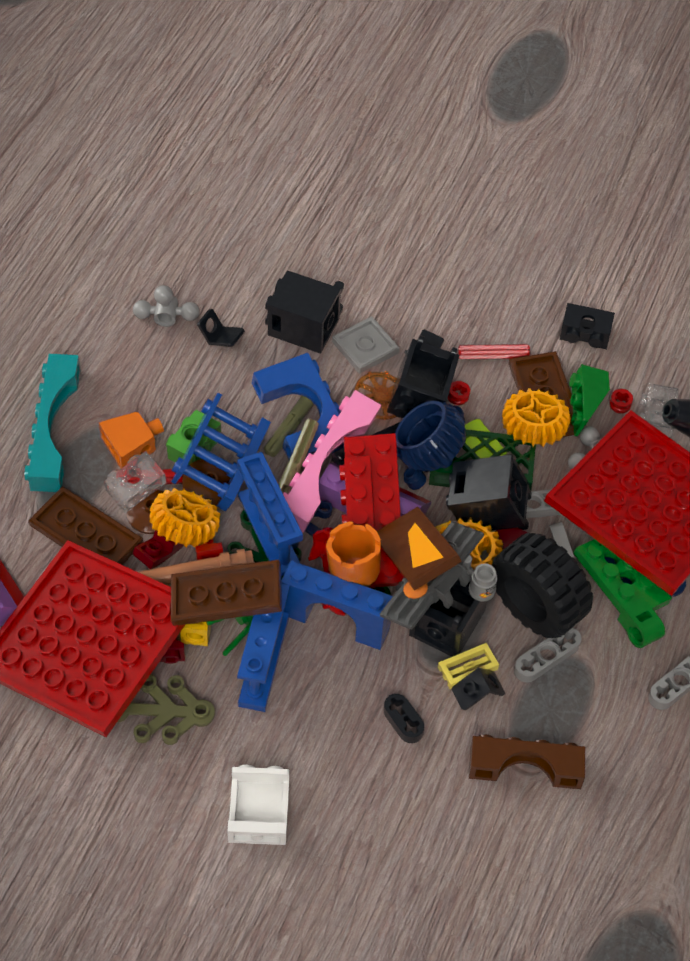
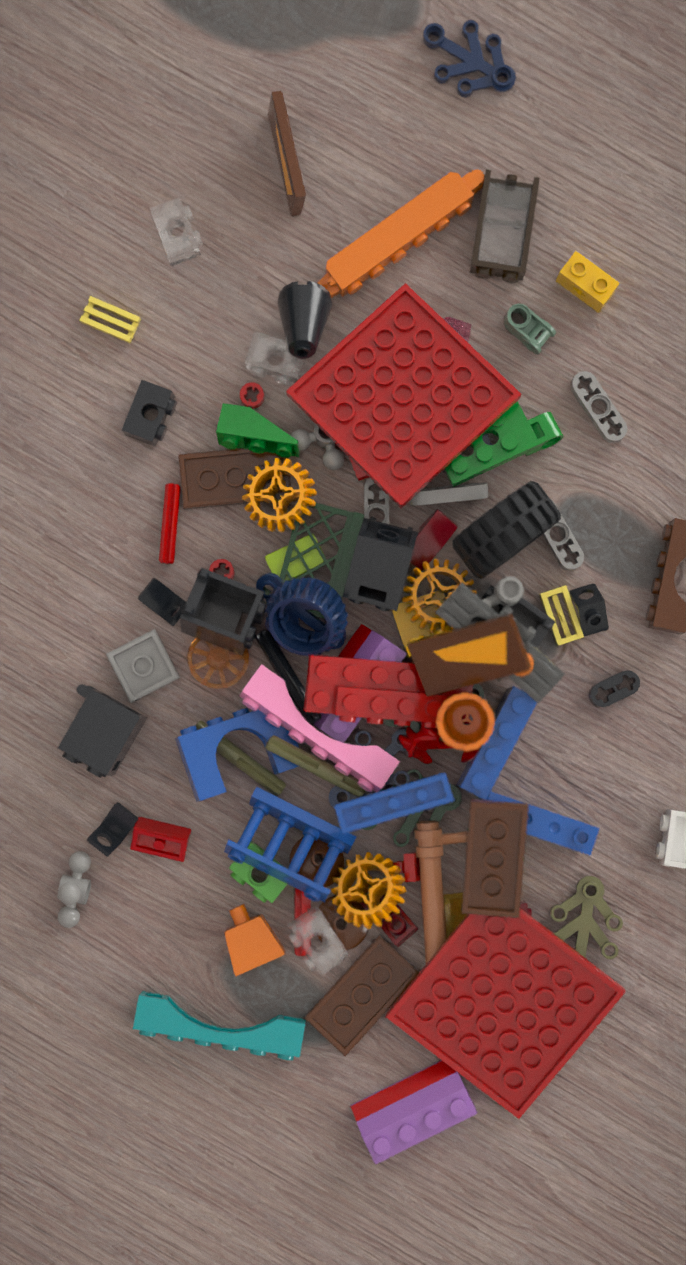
camera: 75 degrees left, 30 degrees up
(215, 369) = (160, 839): none -> red slope
(664, 283) = (115, 310): none -> light yellow tile

